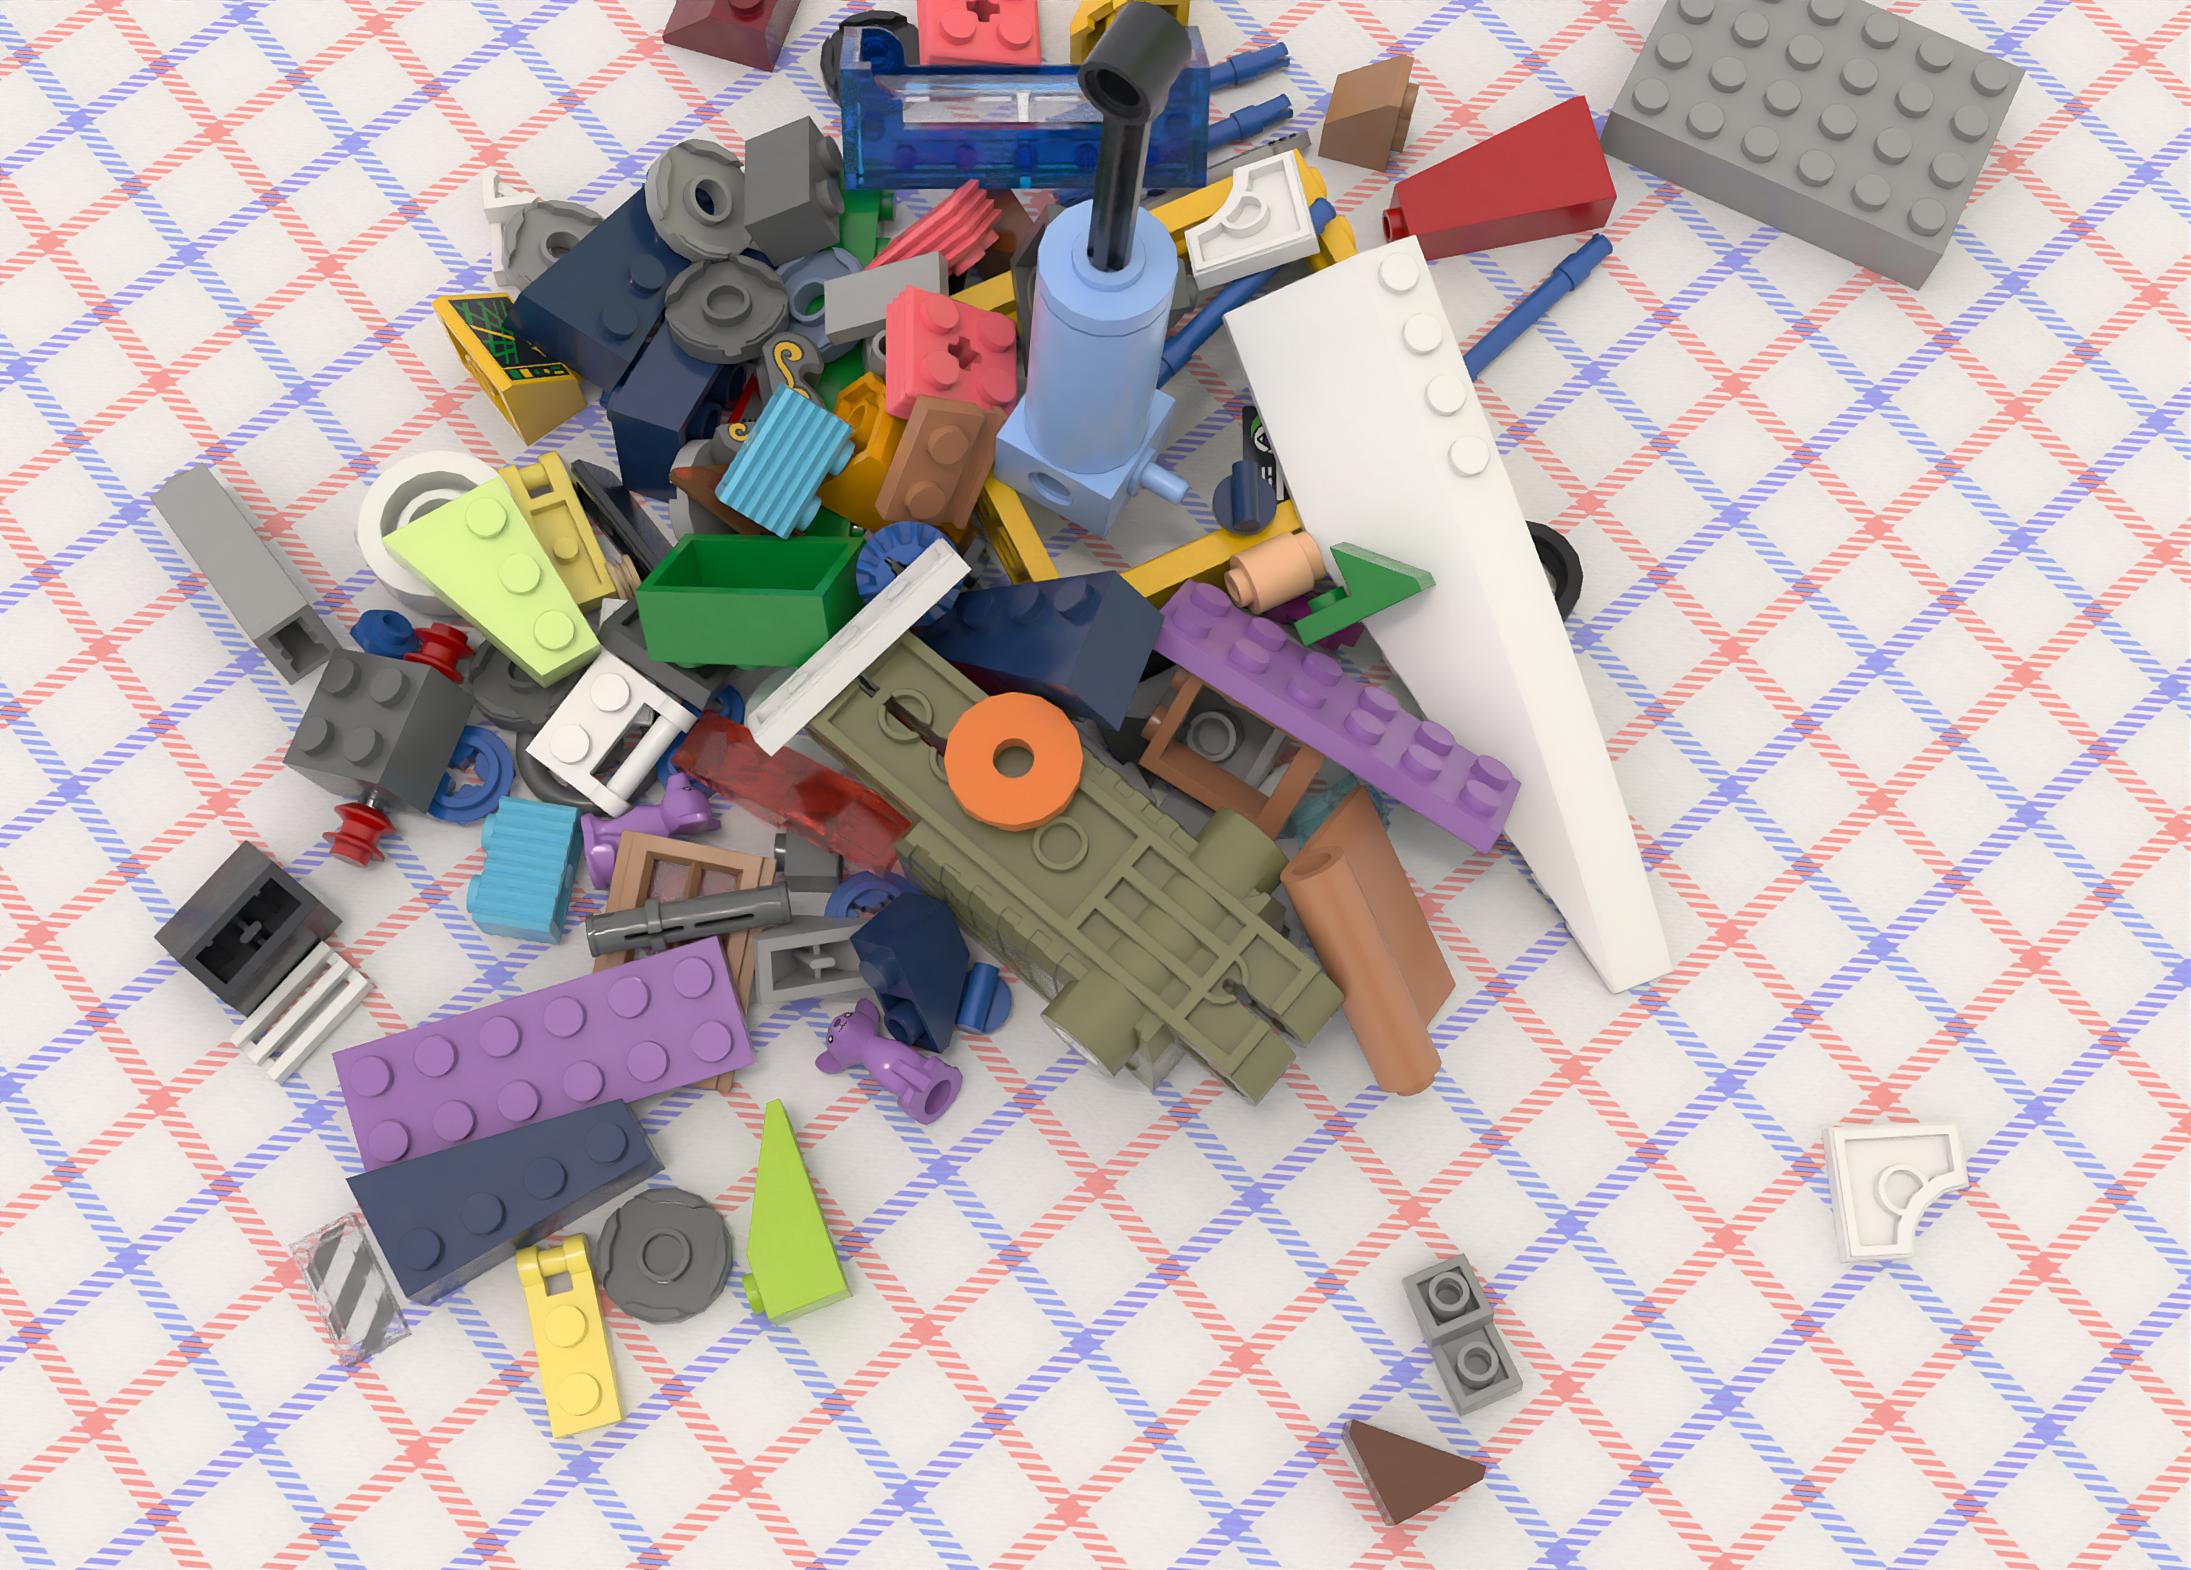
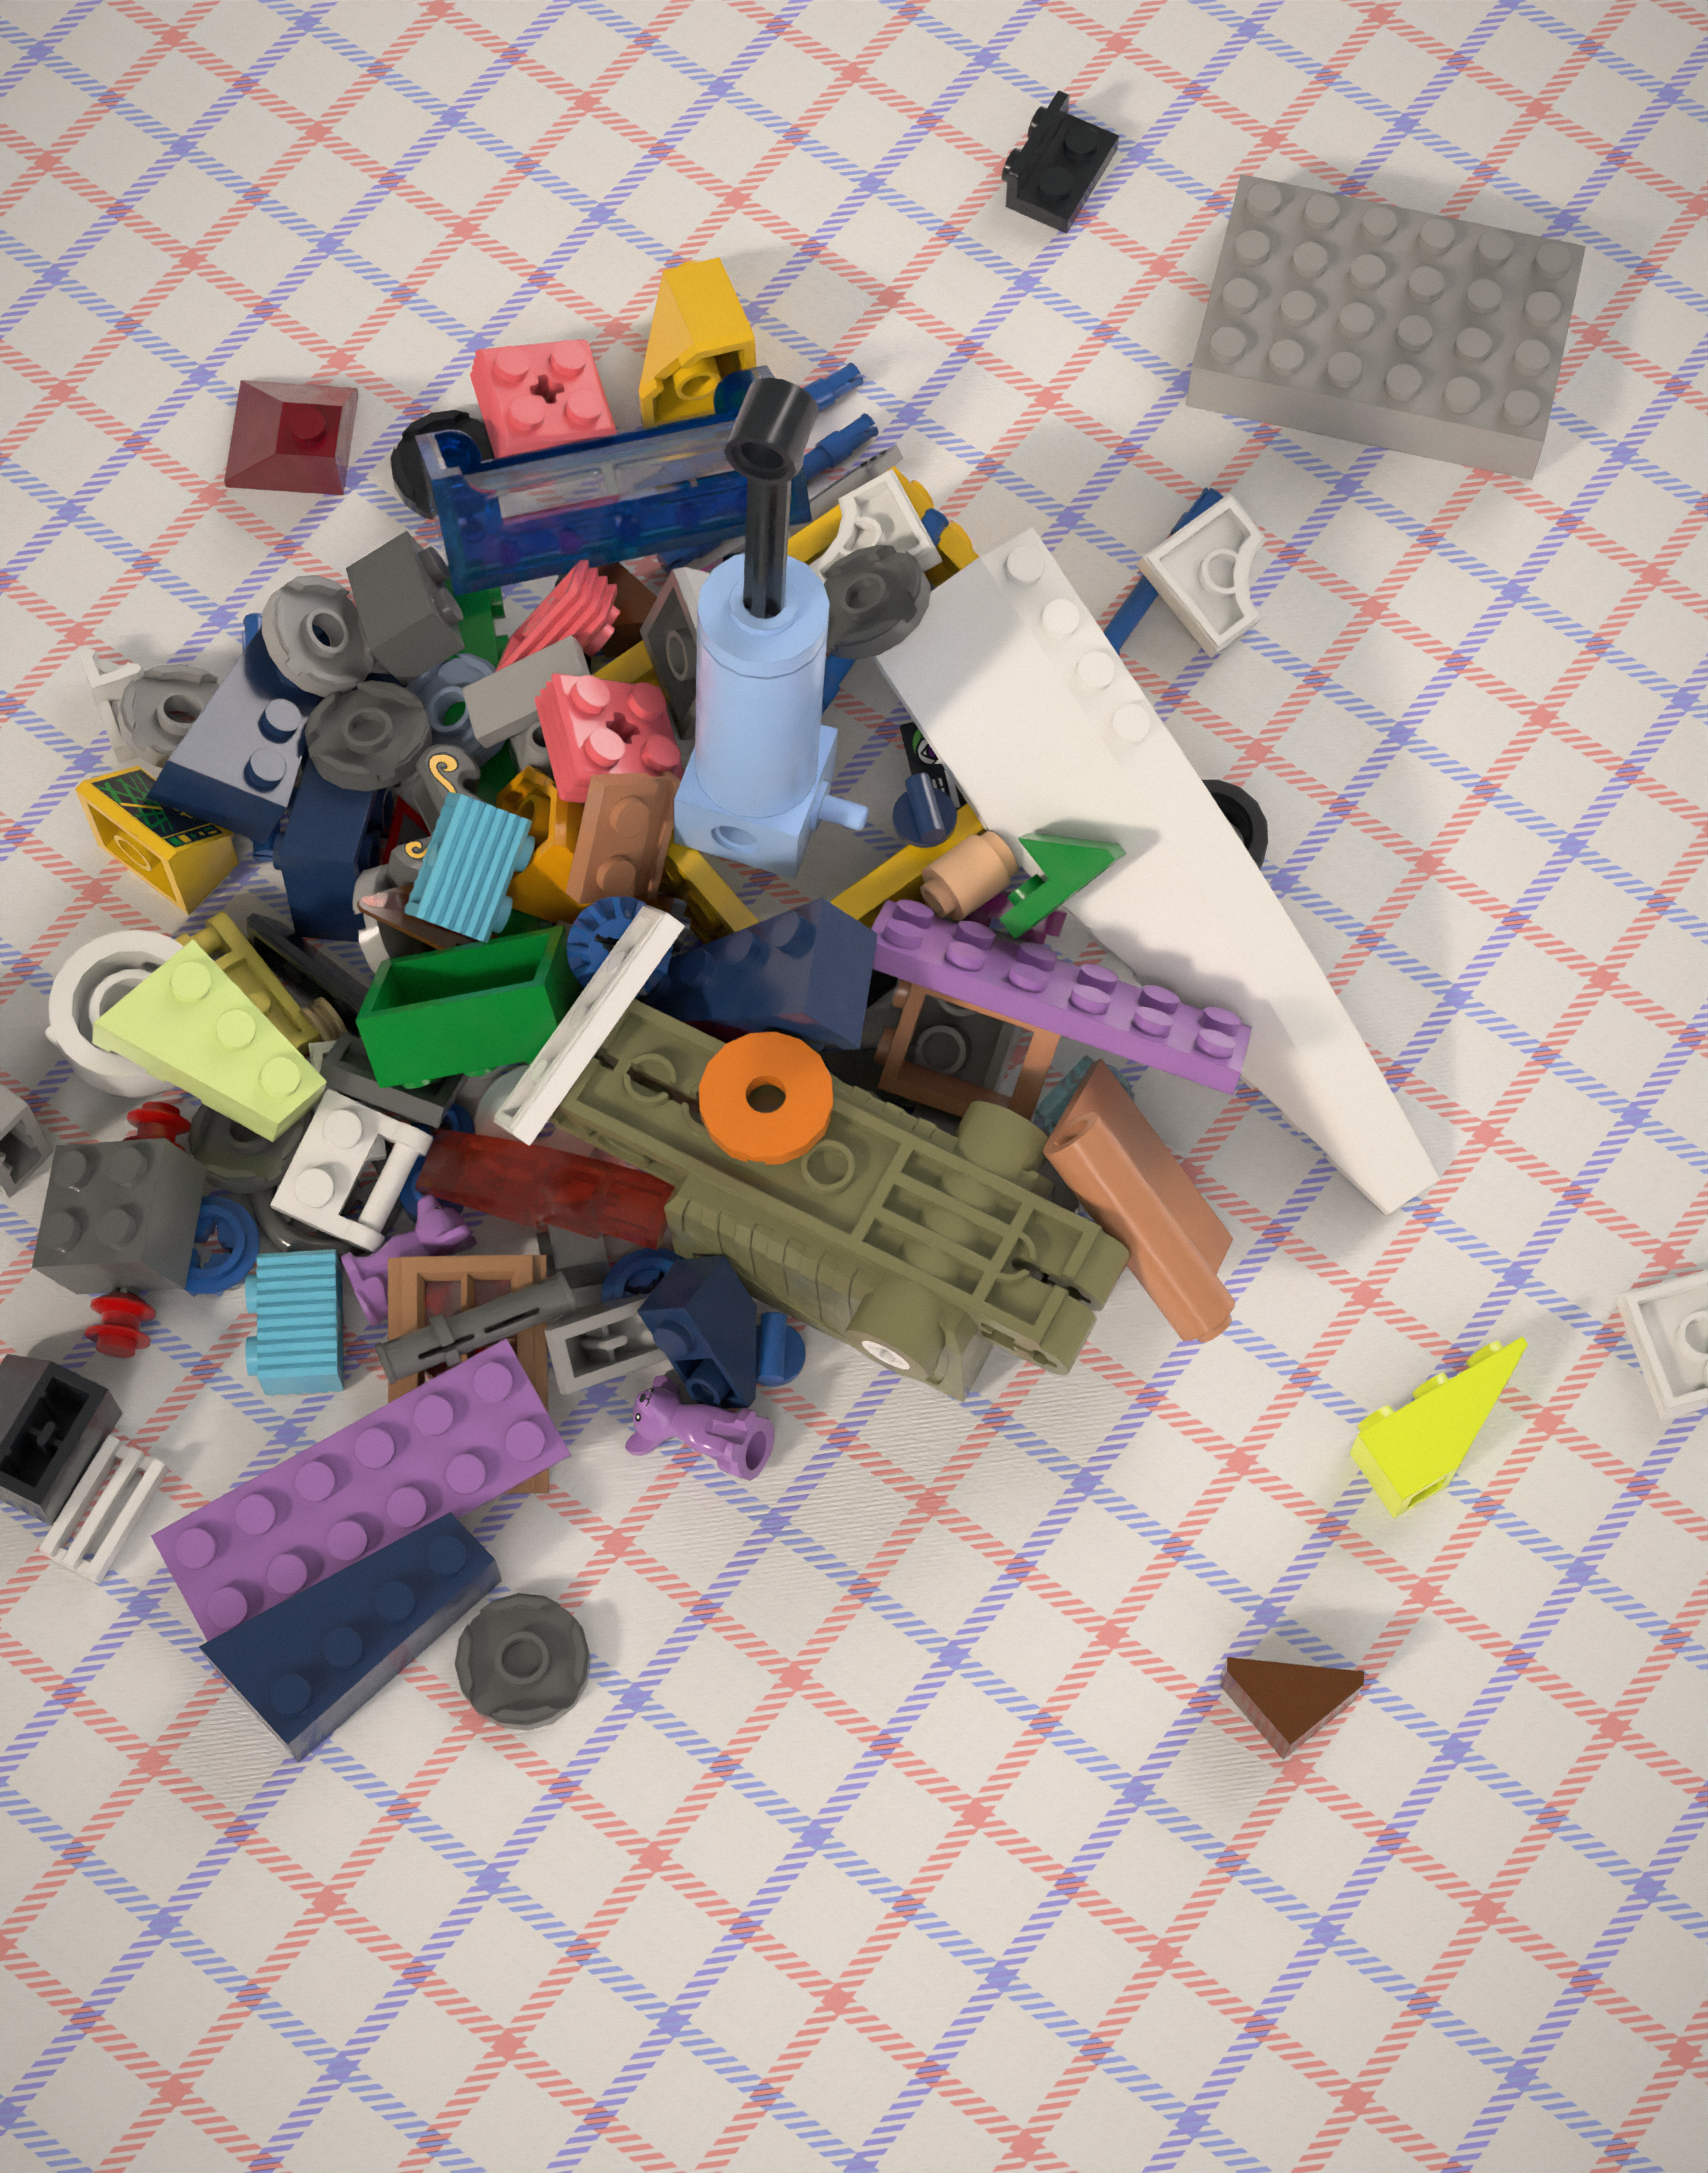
camera: 10 degrees left, 5 degrees down
(350, 1290) = (220, 1762): clear tile -> none
(385, 634) = (93, 1124): blue plate -> none
(571, 1338) = (451, 1759): light yellow plate -> none
(788, 1235) = (647, 1620): lime slope -> none
(1236, 278) = (874, 601): none -> dark grey tile
(1370, 114) = (955, 417): medium nougat slope -> none
(1462, 1334) = (1313, 1564): light grey slope -> none
(1509, 189) = (1108, 462): red slope -> none
(1578, 318) = (1206, 574): none -> white tile
(1610, 1235) = (1422, 1445): none -> neon yellow slope

